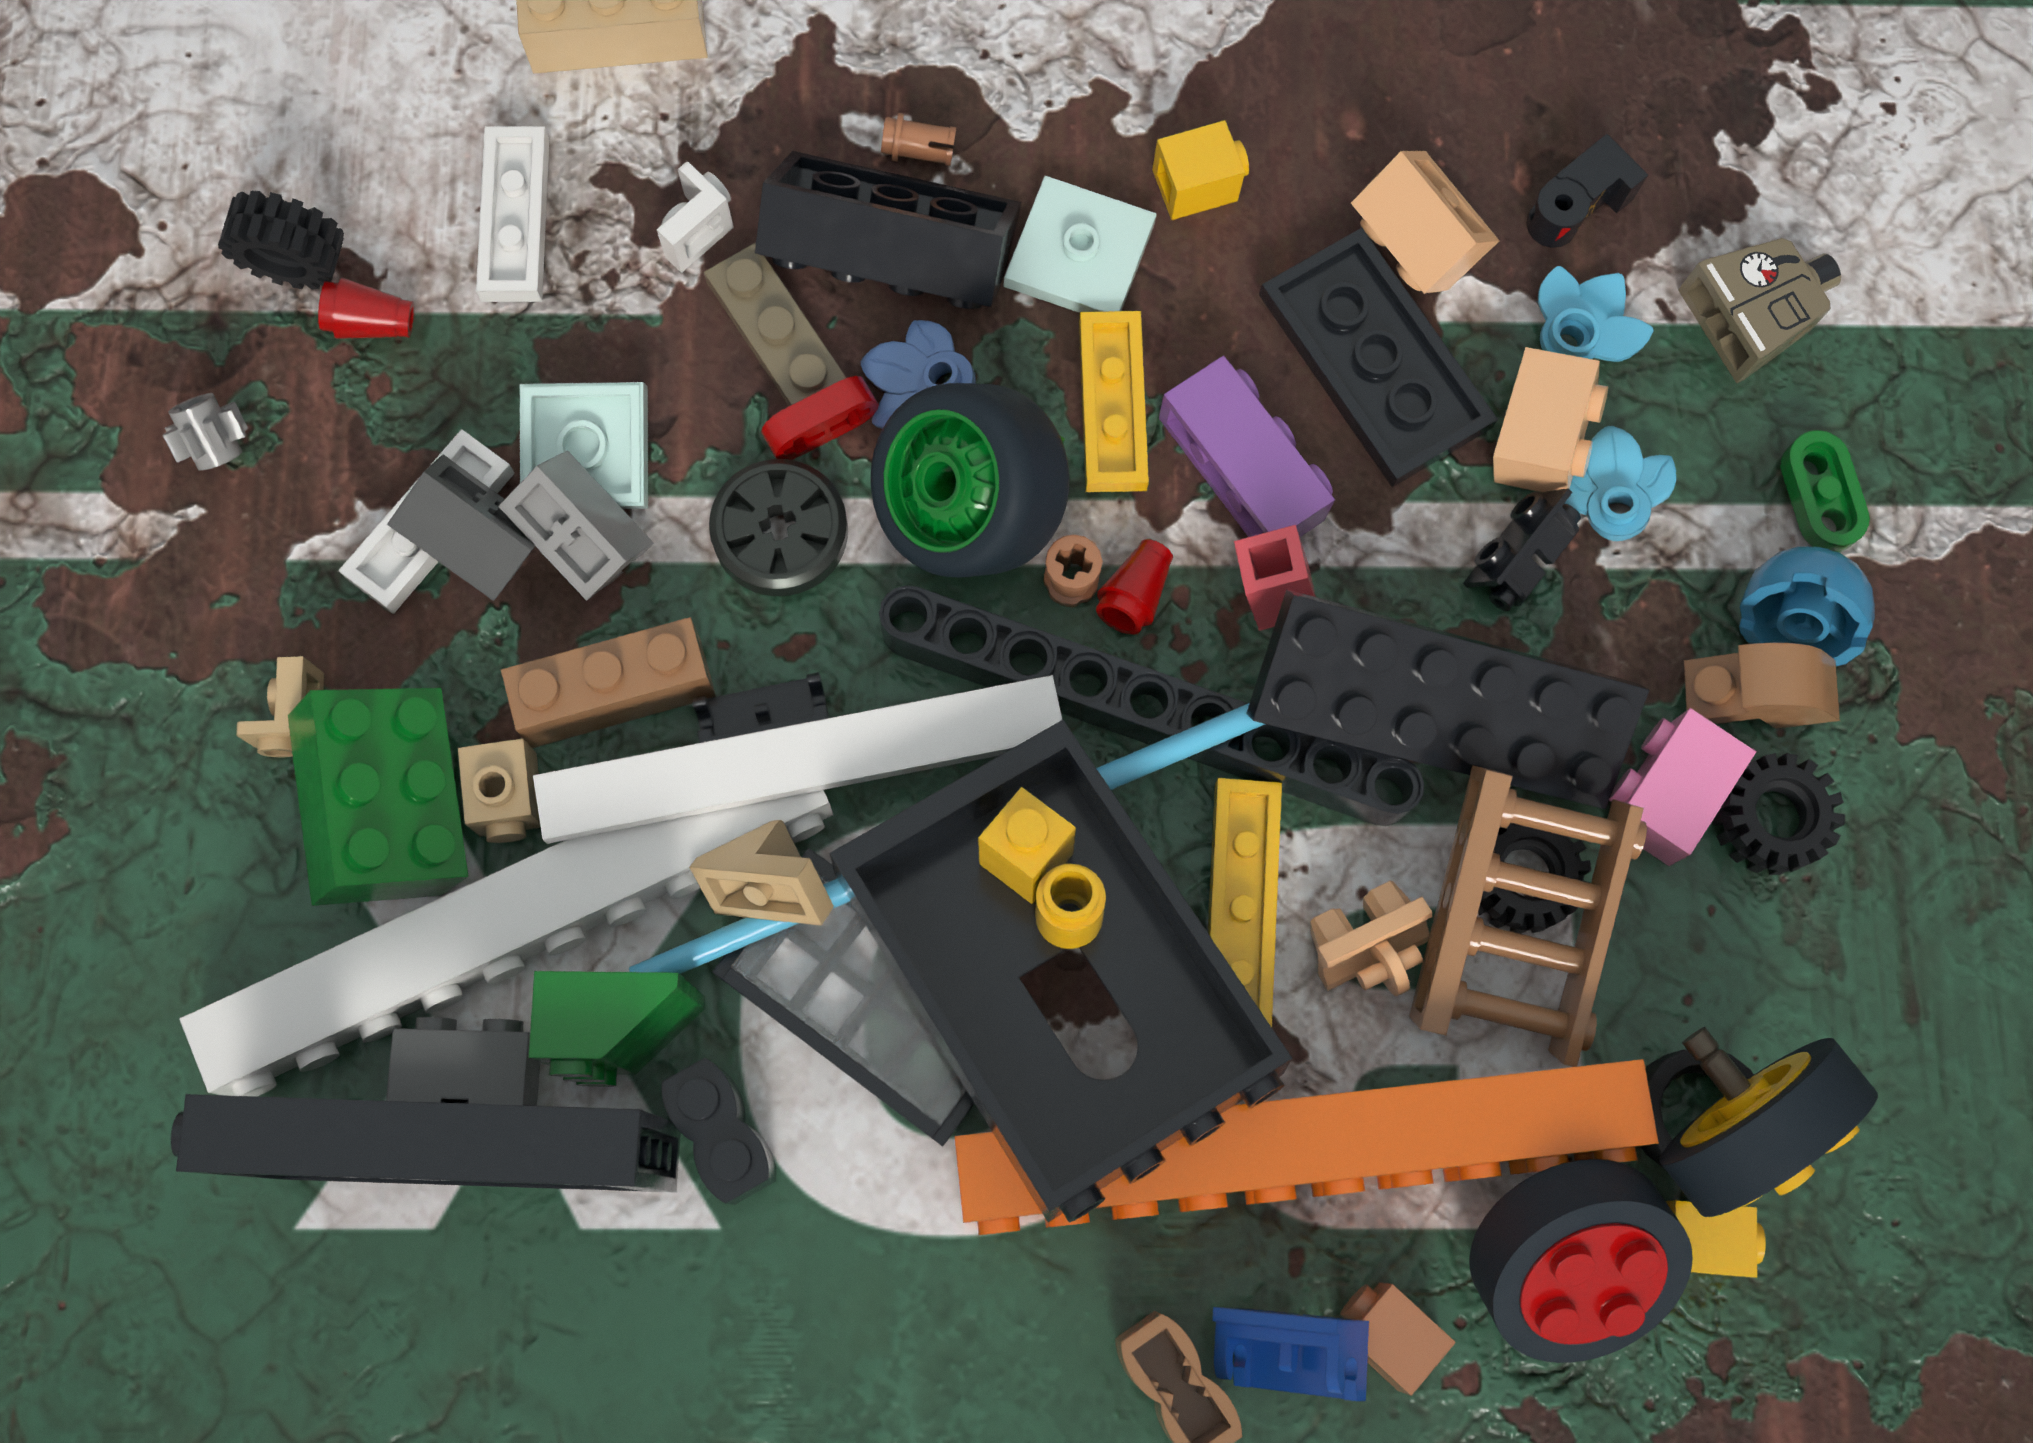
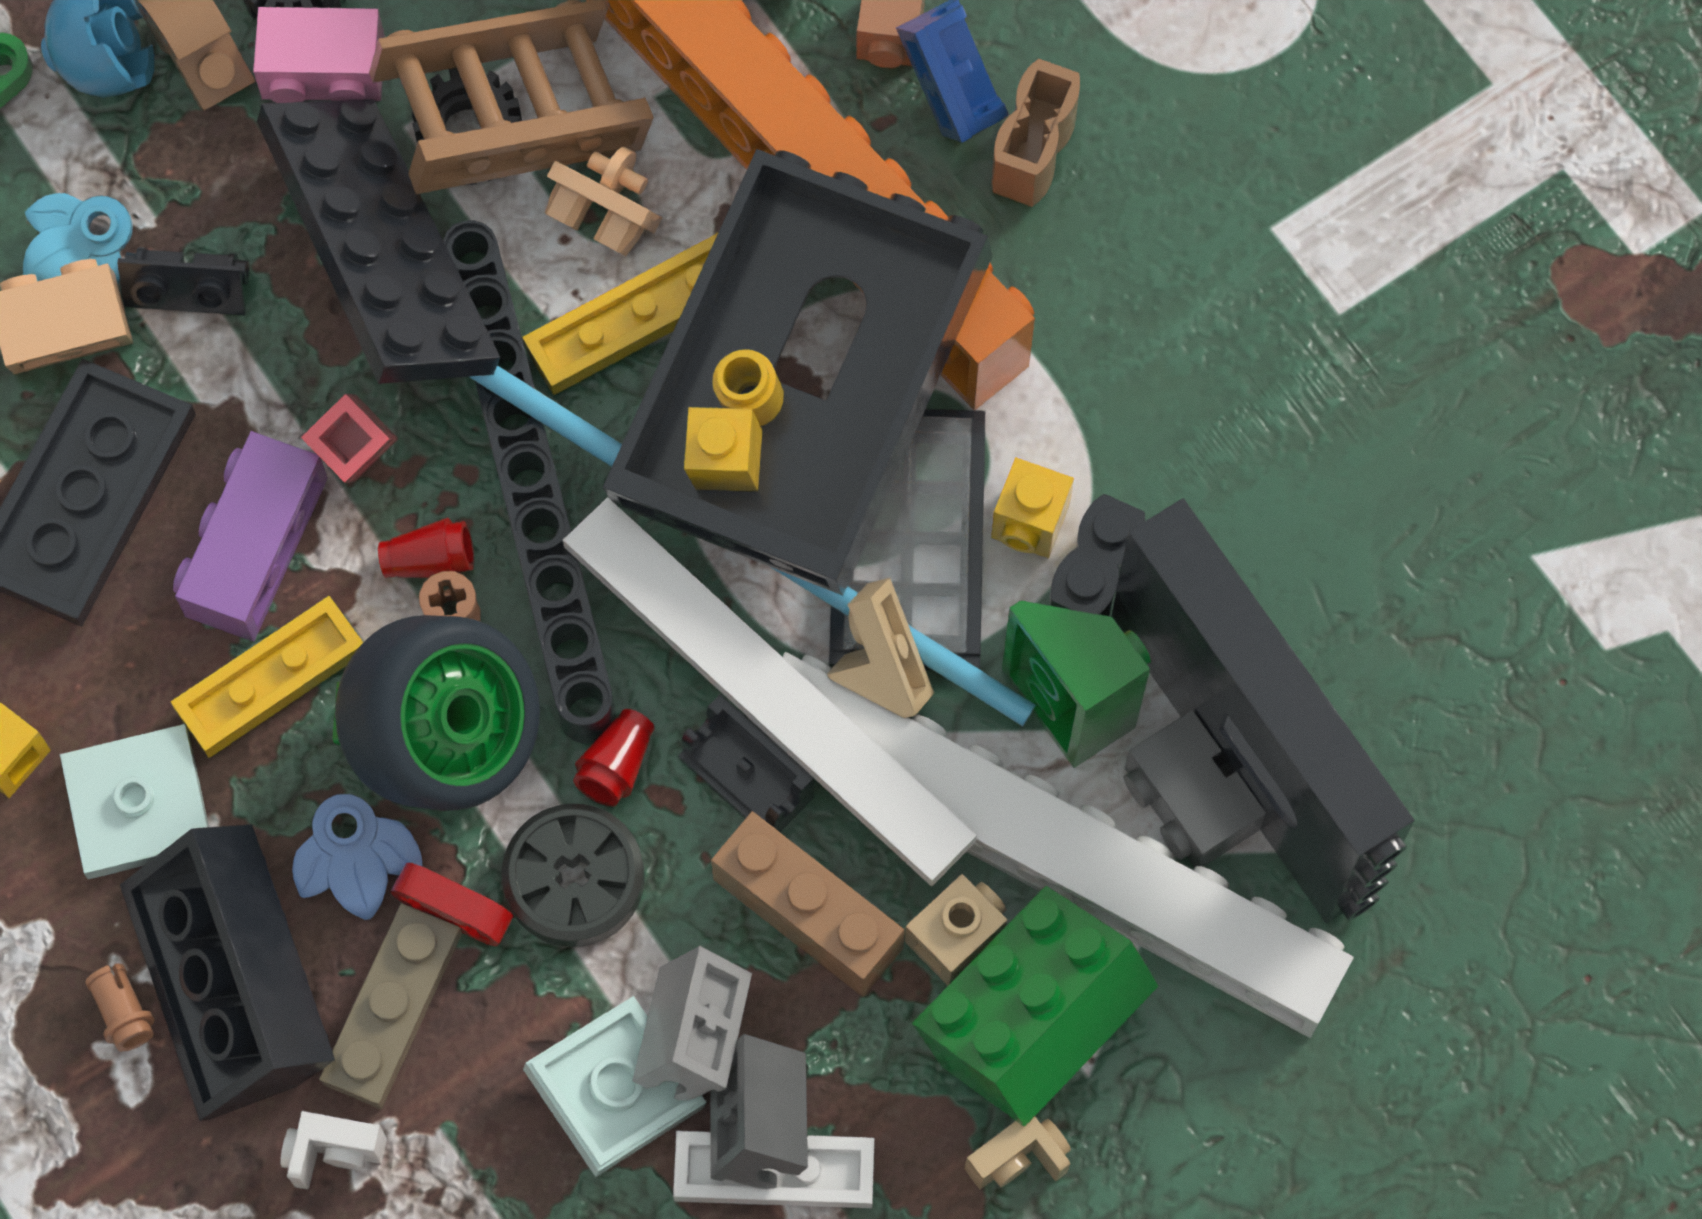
camera: 120 degrees left, 5 degrees down
(812, 1112) = (1031, 508): none -> yellow brick
(850, 619) = (613, 761): none -> red cone

